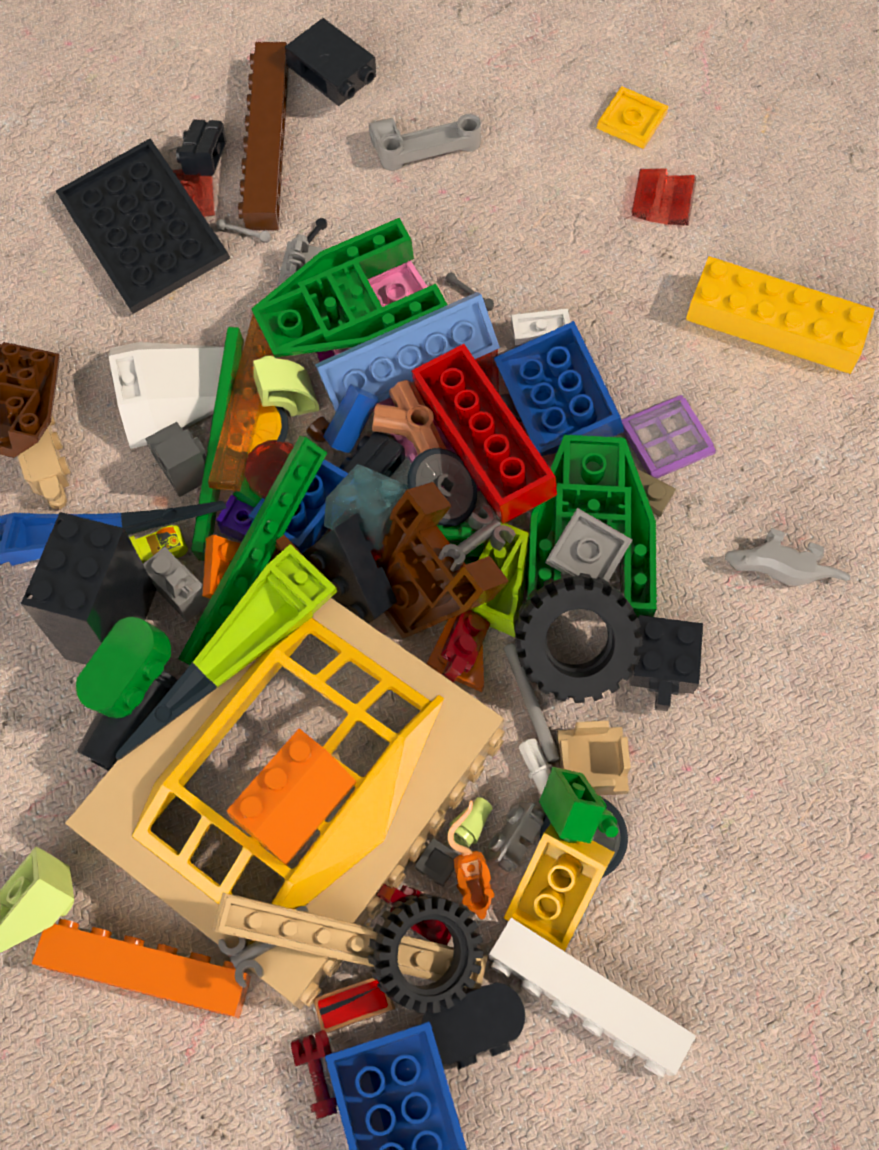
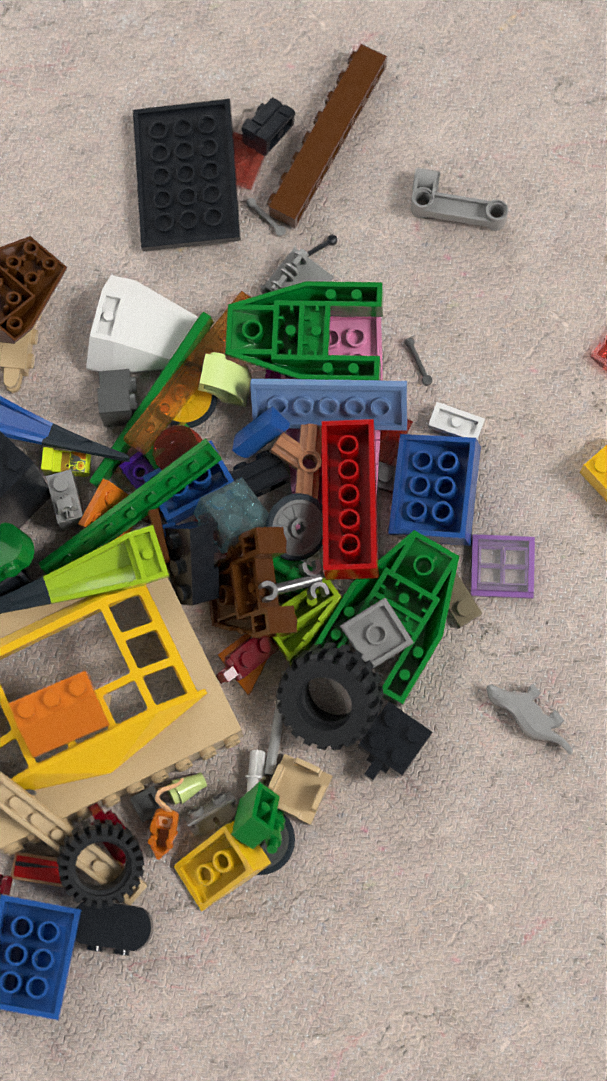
camera: 30 degrees right, 10 degrees up
(318, 429) = (234, 425): reddish brown hinge -> none
(331, 61) = (412, 96): black piece -> none
(592, 998) = (201, 951): white brick -> none

